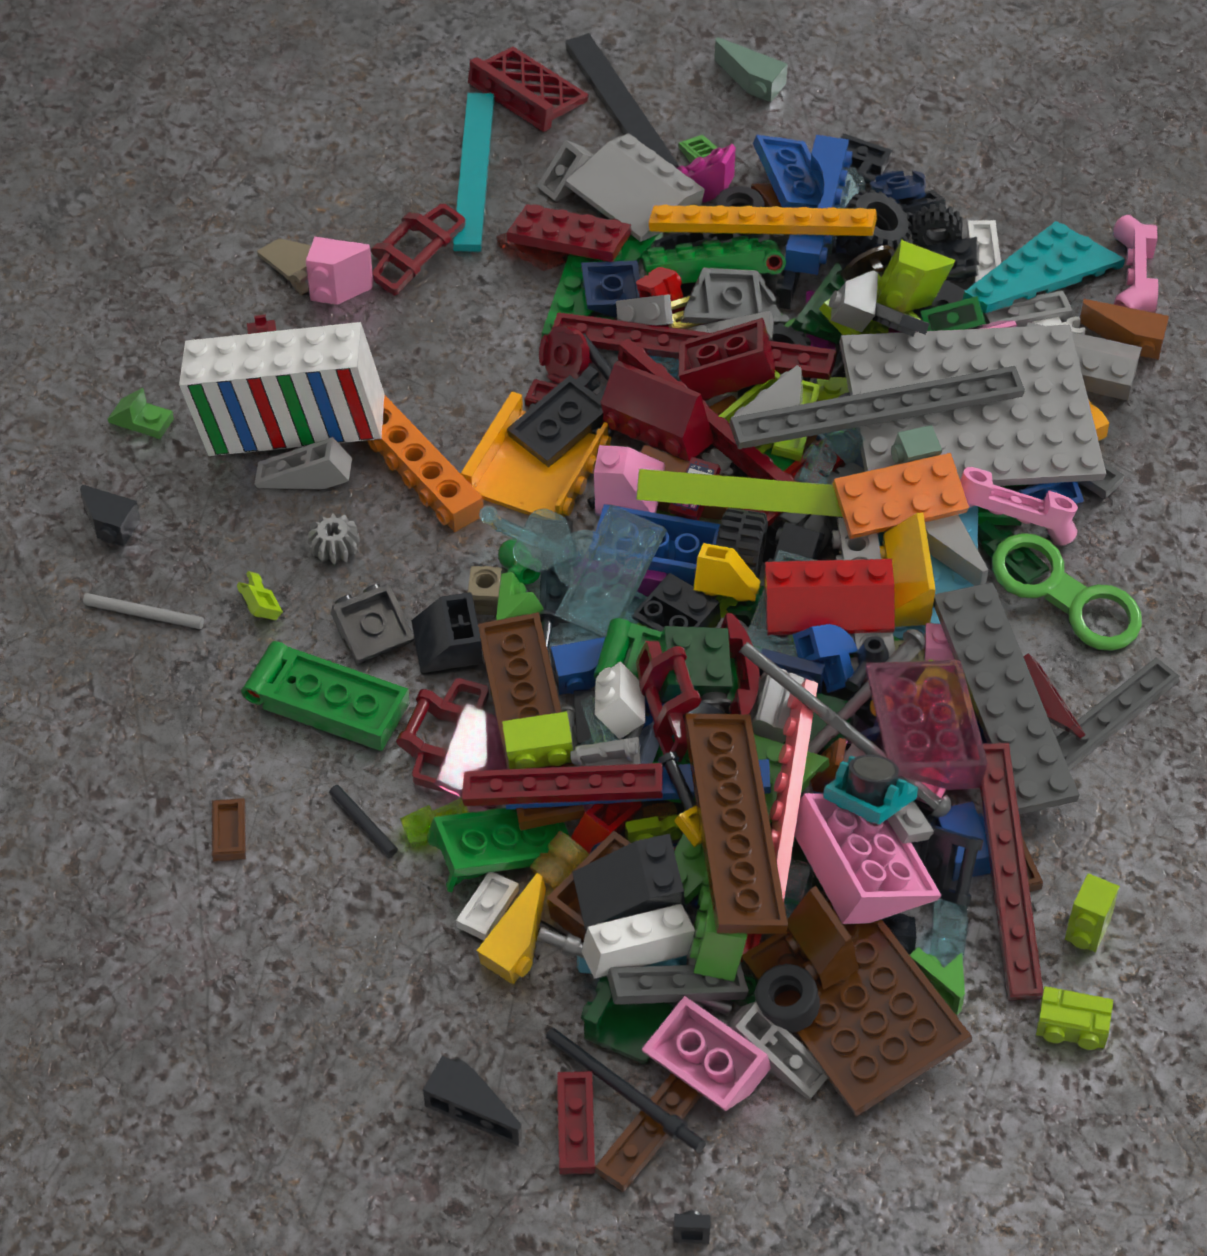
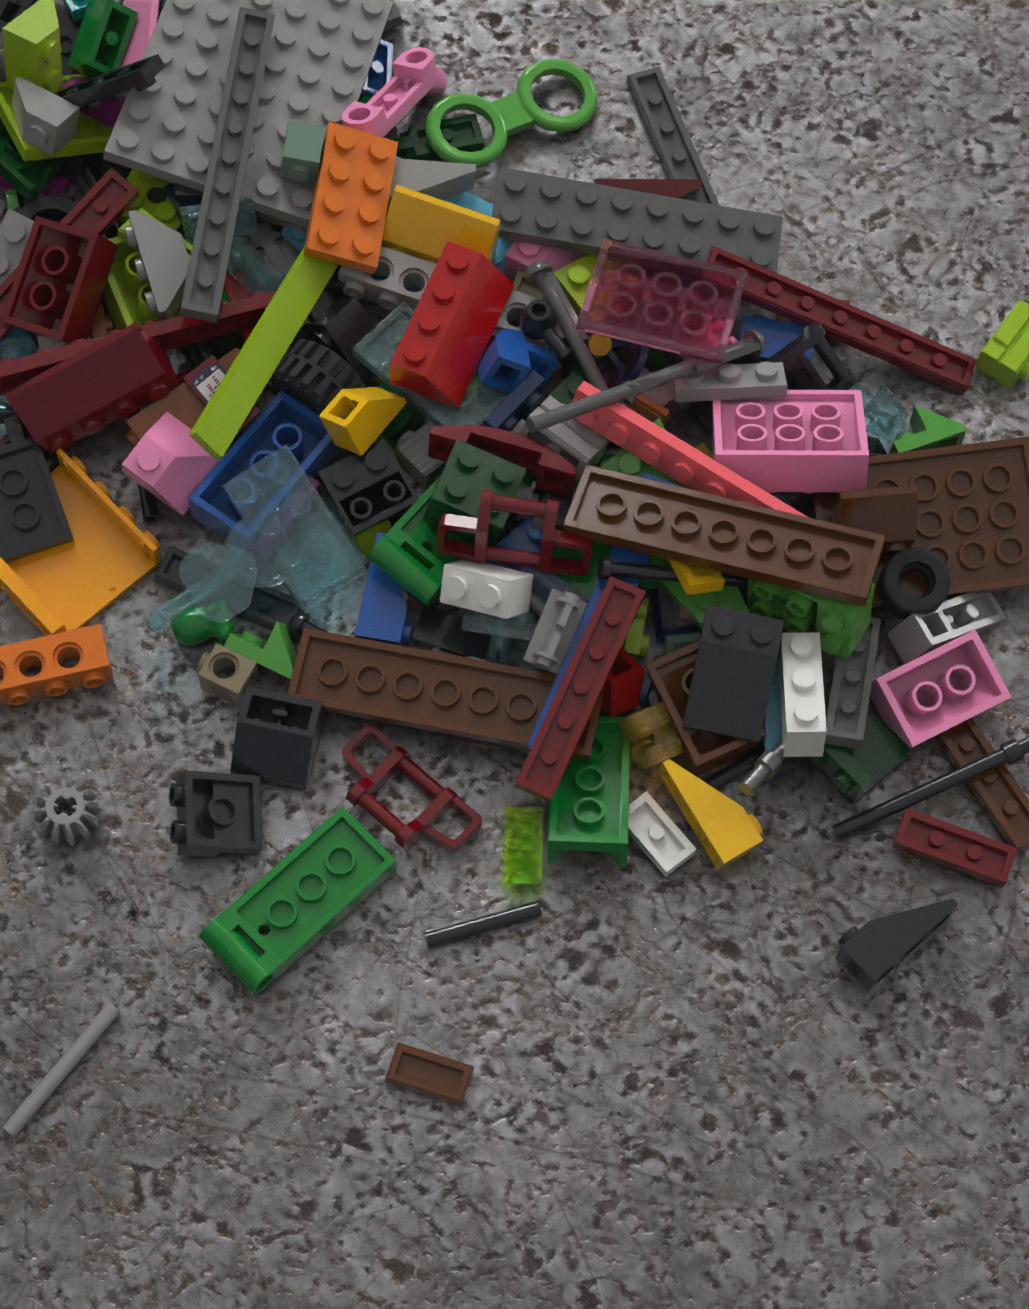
camera: 70 degrees left, 15 degrees up
(260, 601) = (117, 926): lime plate -> none
(473, 747) = (460, 772): clear pink tile -> none
(538, 741) = (503, 693): lime brick -> none
(870, 788) = (736, 391): piece -> none
(1091, 913) = (918, 272): lime brick -> none

